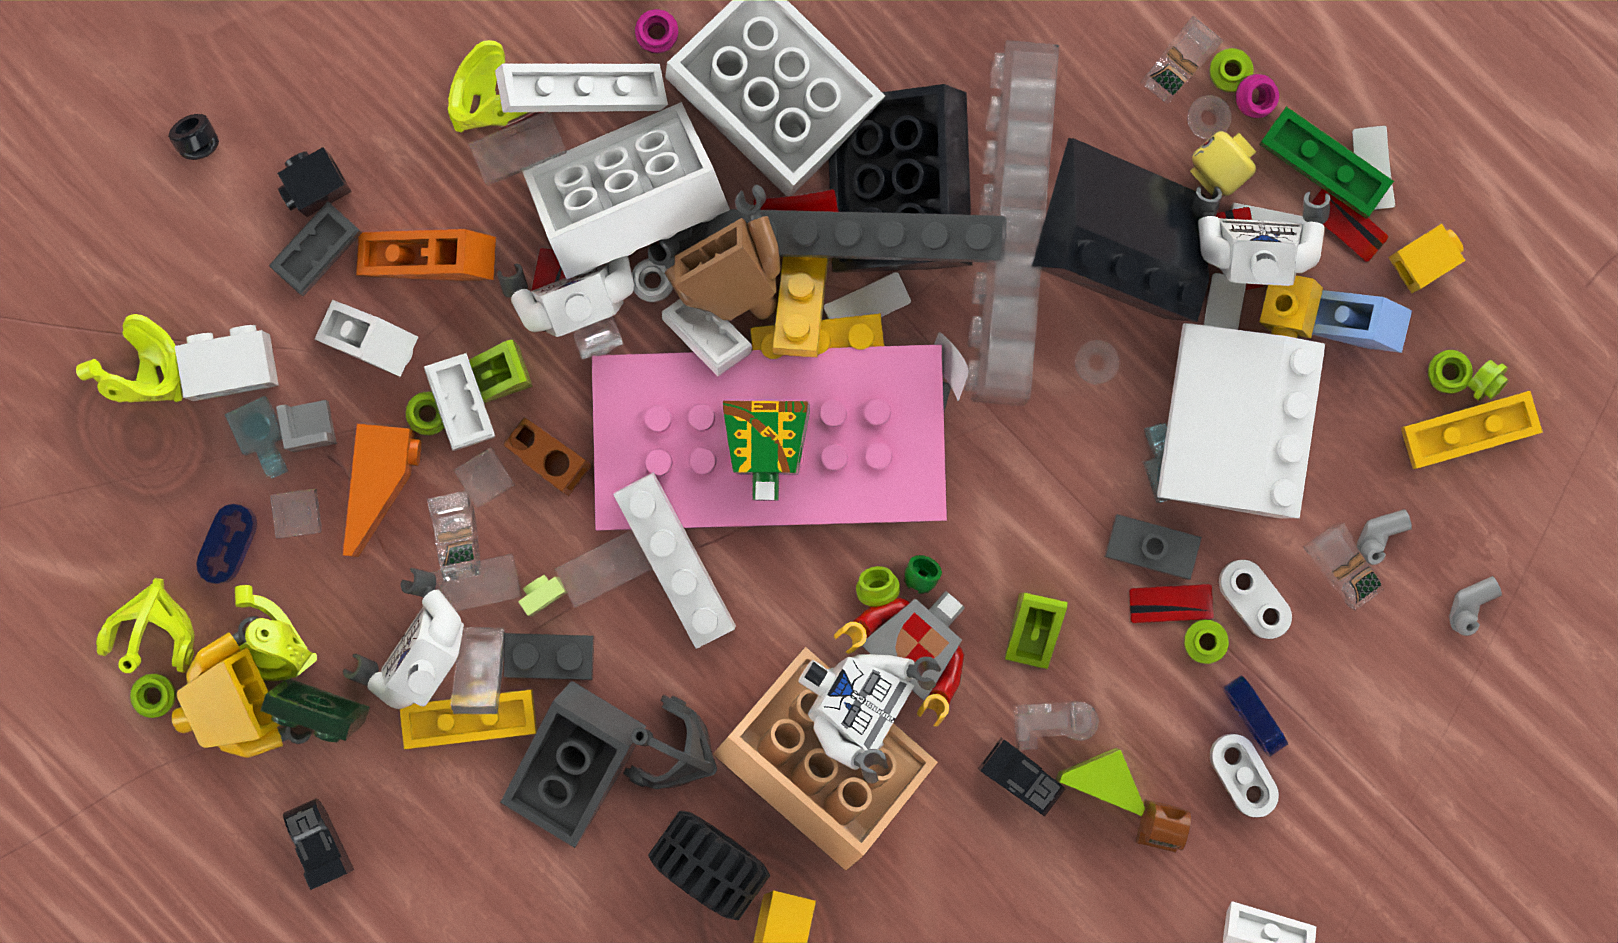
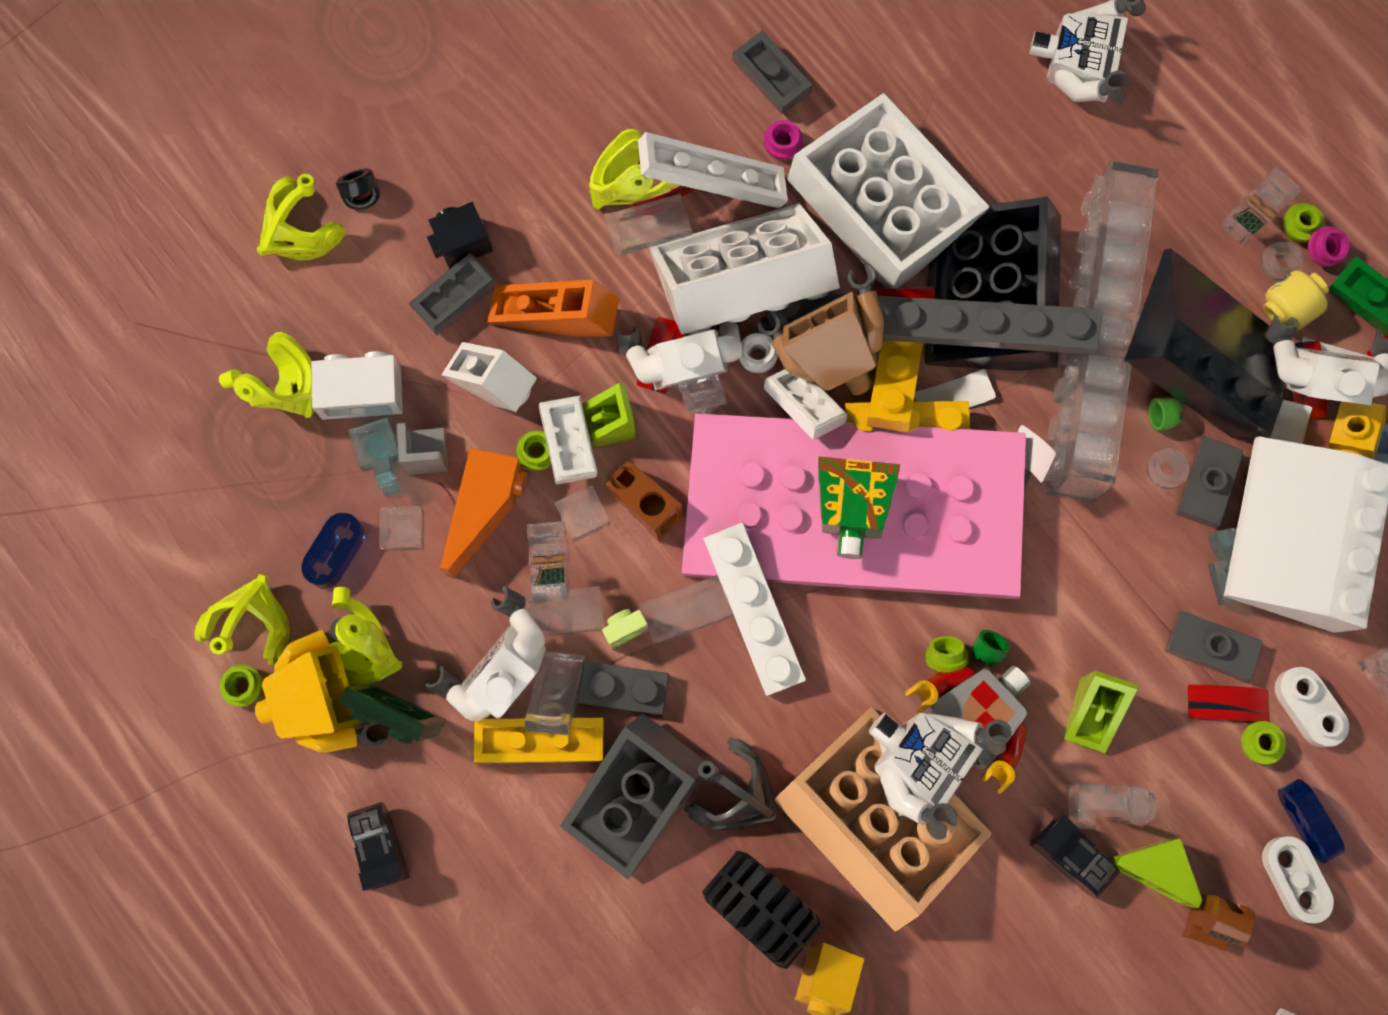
camera: 10 degrees right, 10 degrees down
(118, 207) = (276, 231): none -> neon yellow helmet
(1091, 304) = (1165, 413): none -> bright green hinge
(1142, 372) = (1210, 482): none -> dark grey plate

